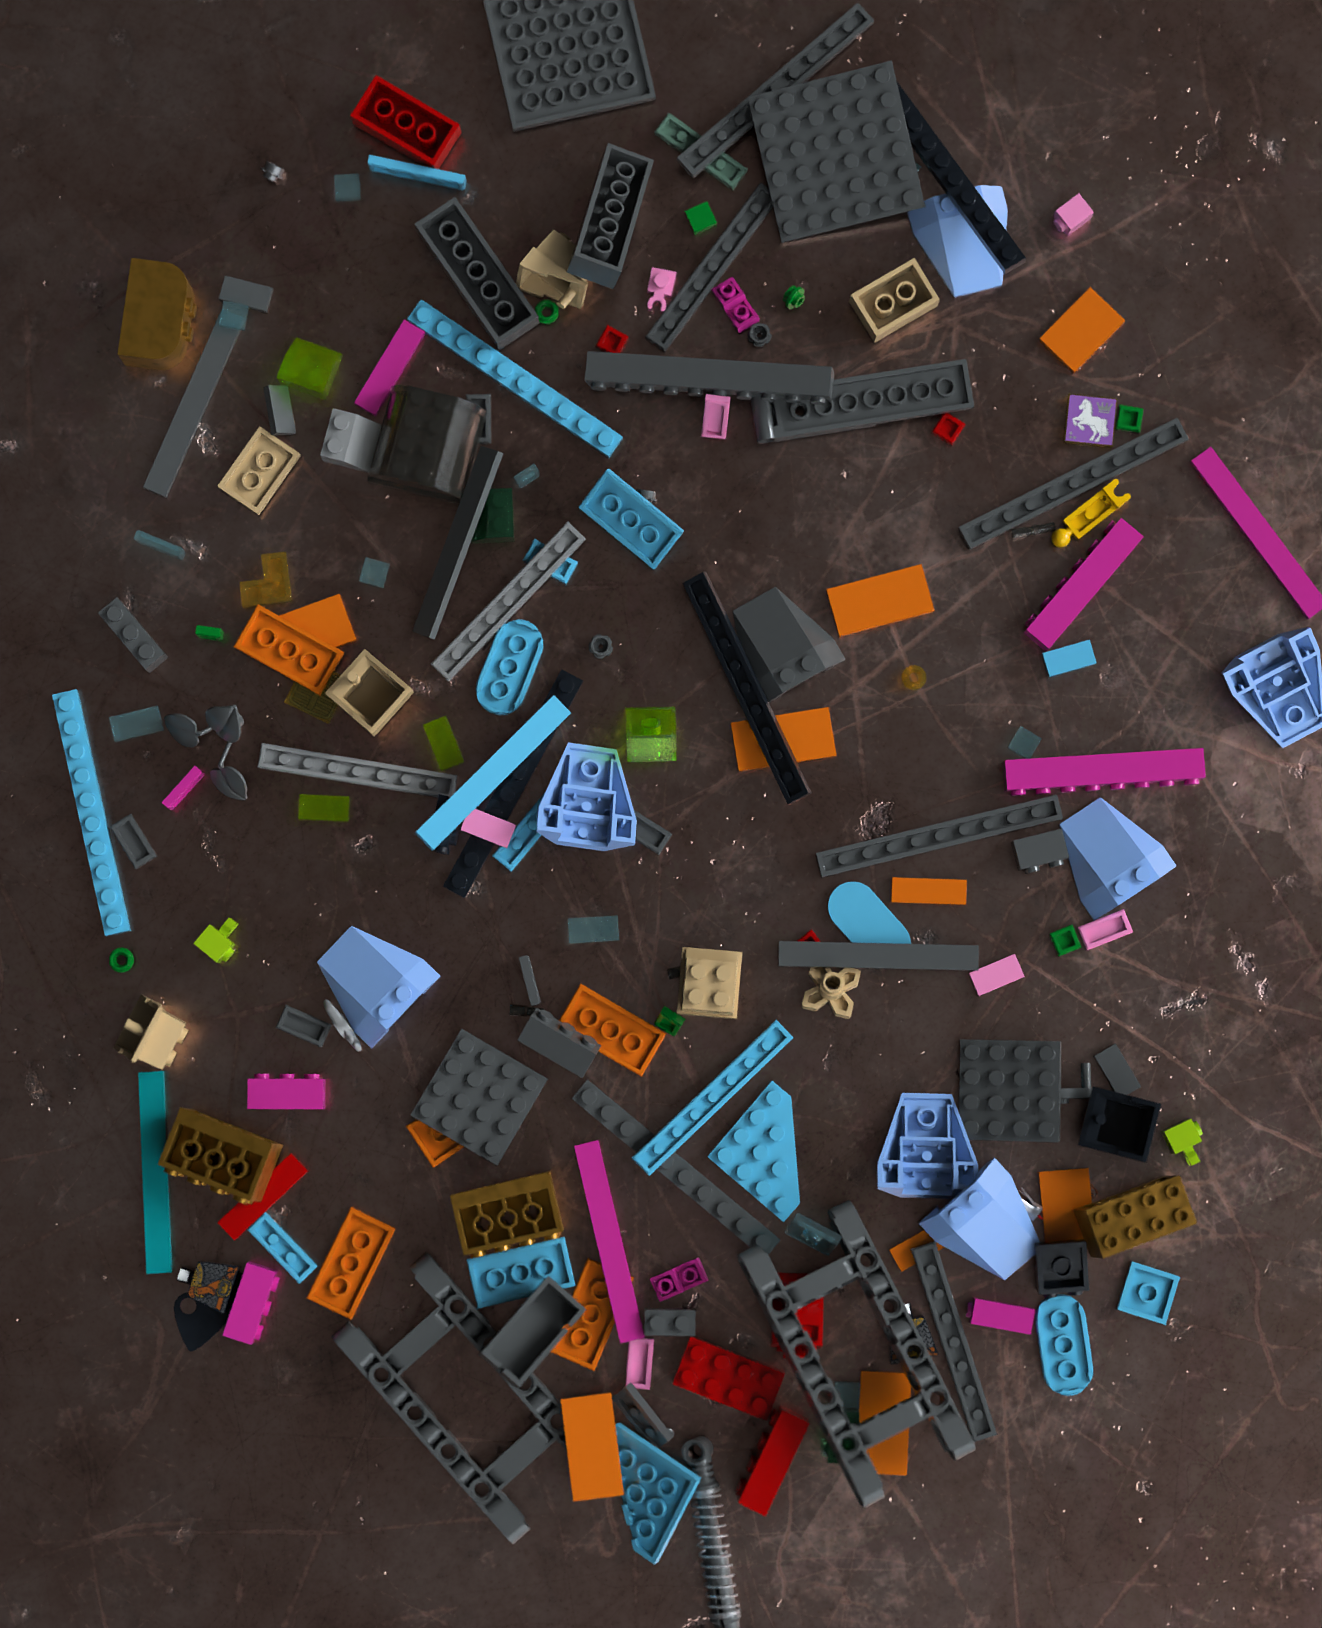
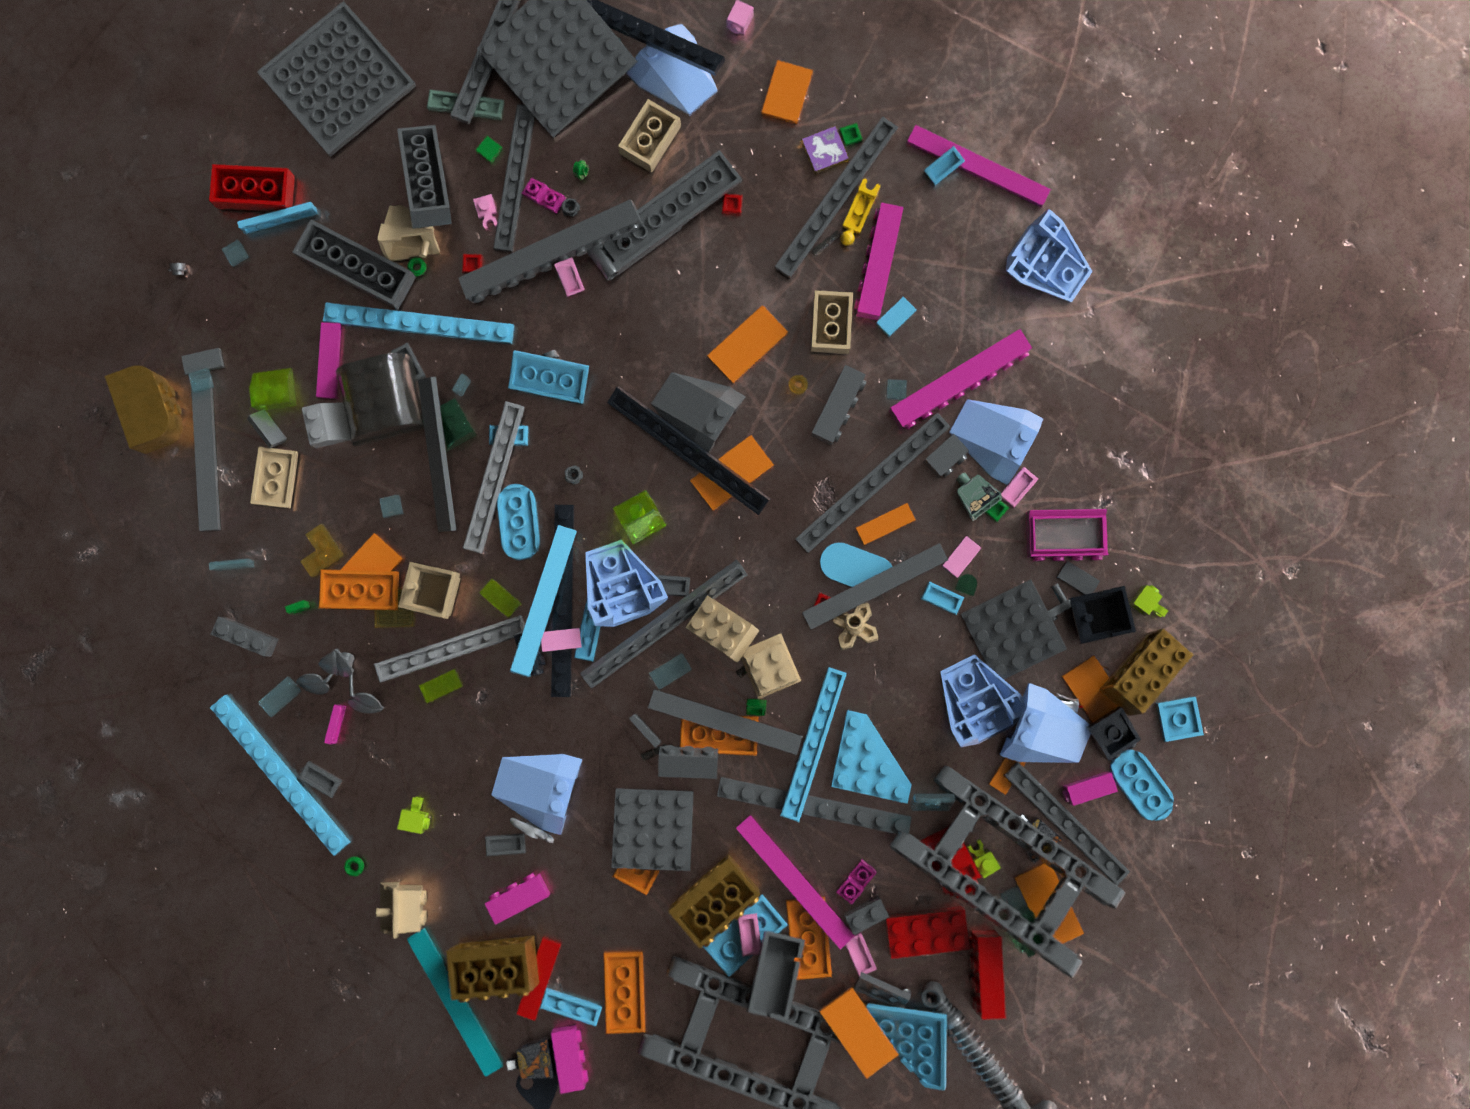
camera: 25 degrees left, 0 degrees up
(526, 1272) = (749, 934): none -> bright pink tile
(614, 871) = (662, 624): none -> dark grey plate
(625, 1019) = (725, 722): none -> dark grey tile
(678, 912) = (722, 628): none -> tan brick
(836, 1333) = (984, 860): none -> lime brick
(946, 726) = (838, 405): none -> dark grey brick
(949, 1010) = (942, 598): none -> medium azure tile
(985, 1010) = (966, 584): none -> clear green tile
(989, 626) = (831, 322): none -> tan brick
(1051, 913) = (976, 495): none -> sand green torso
(1131, 1013) = (1066, 534): none -> window
(1218, 512) = (944, 165): none -> medium azure tile

